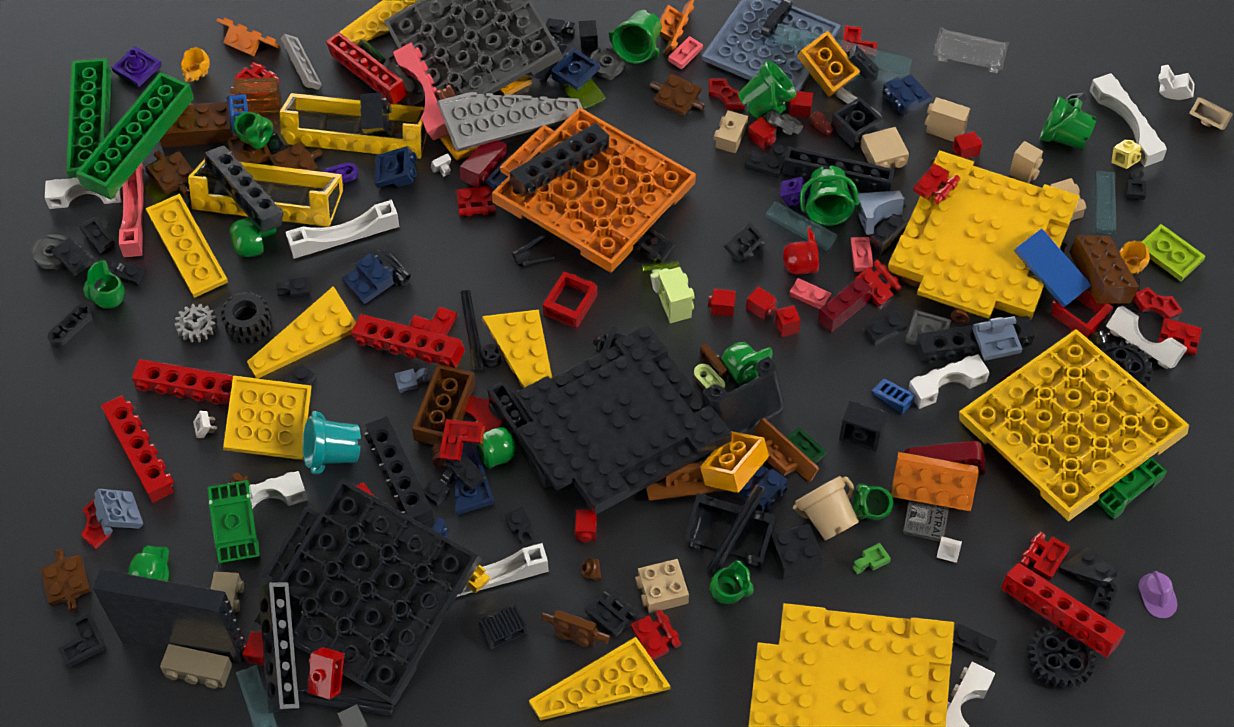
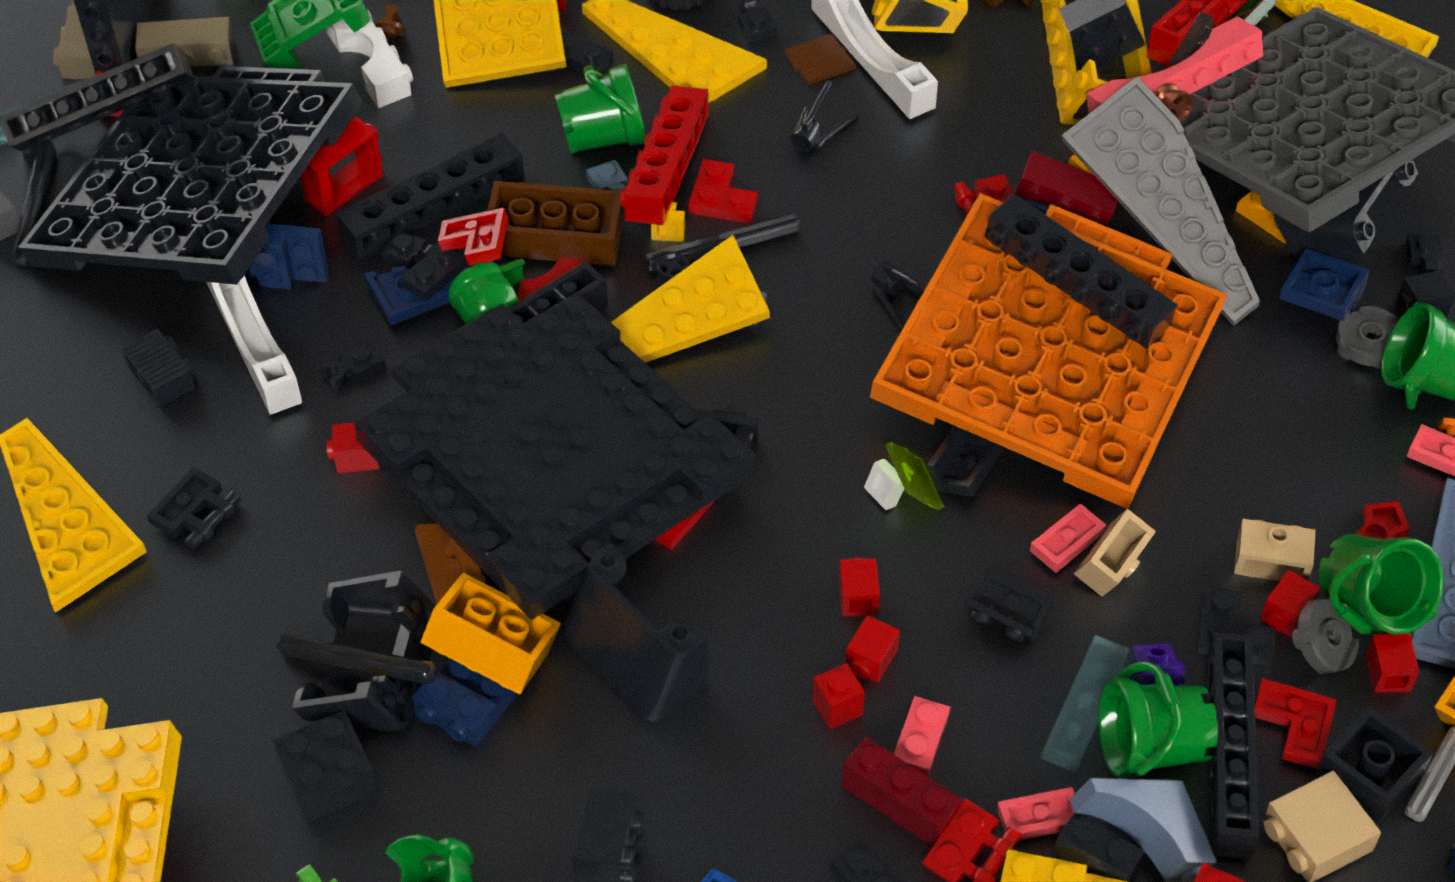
camera: 80 degrees right, 5 degrees down
(325, 673) = (62, 161): red brick -> none
(329, 442) = (455, 88): teal piece -> none
(336, 261) = (819, 59): none -> reddish brown piece
(348, 171) = (989, 27): dark purple plate -> none
(365, 367) = (601, 111): none -> green piece
(369, 278) = (788, 96): dark blue plate -> none
(395, 167) = (1022, 89): dark blue plate -> none
(441, 164) = (1049, 143): white tile -> none
(478, 579) = (233, 310): yellow tile -> none
(564, 314) = (808, 381): red window -> none
(575, 629) = (146, 450): reddish brown plate -> none
(588, 94) = (1287, 323): clear neon green piece -> none
(591, 569) = (275, 471): reddish brown plate -> none
(650, 638) = (151, 571): red plate -> none
(662, 586) = (245, 571): tan brick -> none
(675, 294) = (846, 500): yellowish green brick -> none
(677, 95) = (1337, 457): reddish brown plate -> none
(707, 211) = (1067, 538): none -> coral plate
(711, 378) = (679, 590): yellowish green plate -> none
(713, 360) = (719, 588): reddish brown plate -> none
(724, 191) = (1115, 553): none -> tan brick
(731, 584) = (244, 665): green piece -> none
(739, 361) = (729, 625): green piece -> none
(783, 454) = (532, 717): dark orange bracket -> none
(802, 257) = (995, 709): red piece -> none
(807, 445) = (560, 761): dark green plate -> none
(821, 123) = (1355, 701): clear red cone -> none
(826, 142) = (1304, 713): none -> red plate
(829, 507) = (405, 795): tan piece -> none

